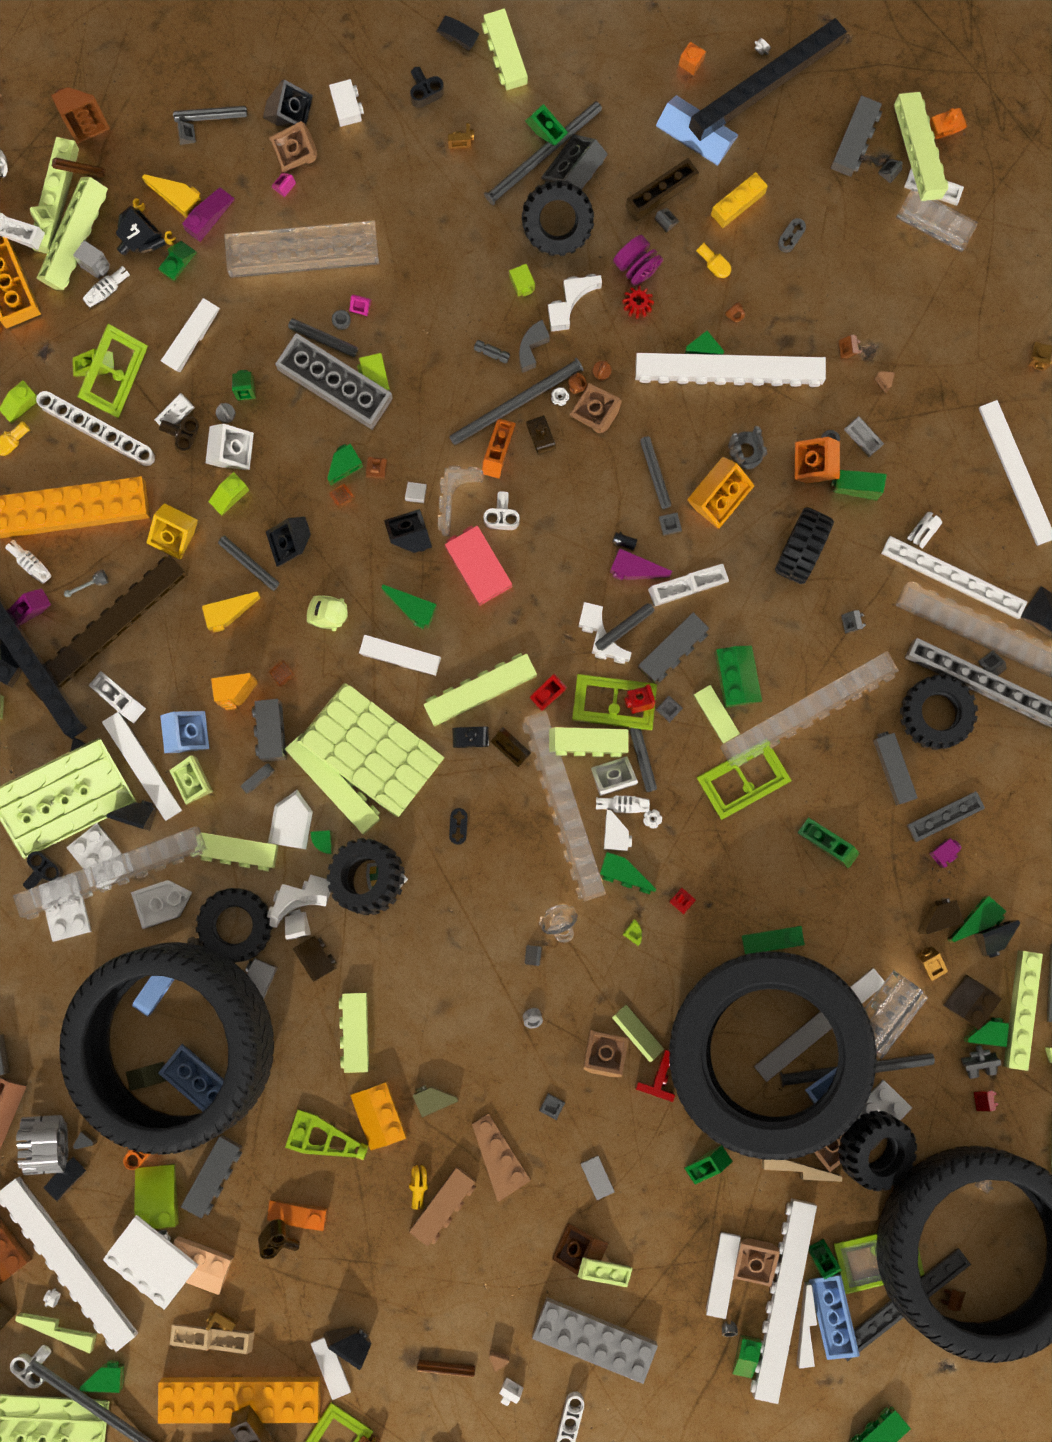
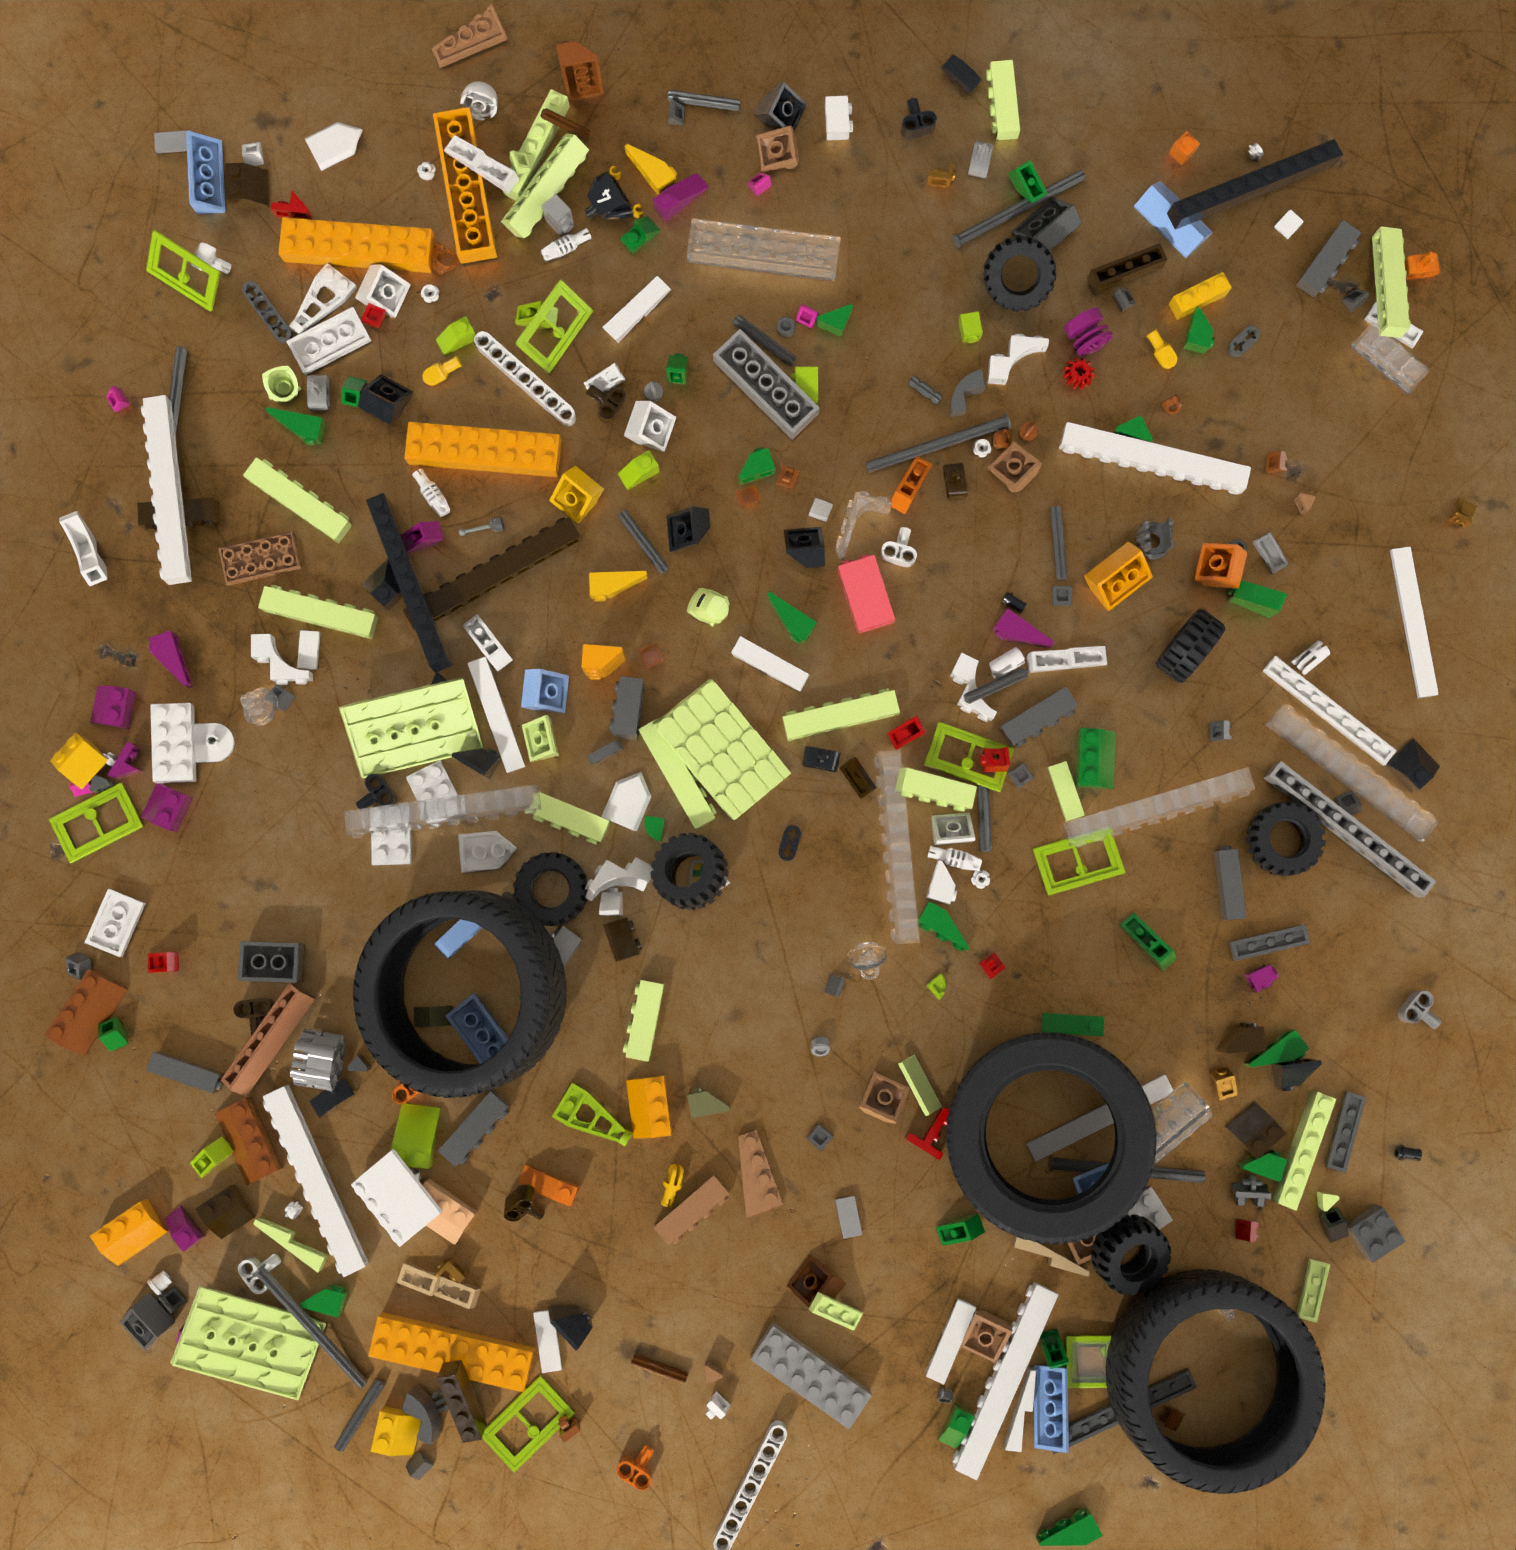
camera: 15 degrees right, 0 degrees up
(388, 303) = (835, 320): none -> green slope
(495, 113) = (980, 159): none -> light grey beam
(630, 602) = (1006, 663): none -> white arm
(746, 237) = (1199, 333): none -> green slope
(810, 110) = (1288, 224): none -> white slope

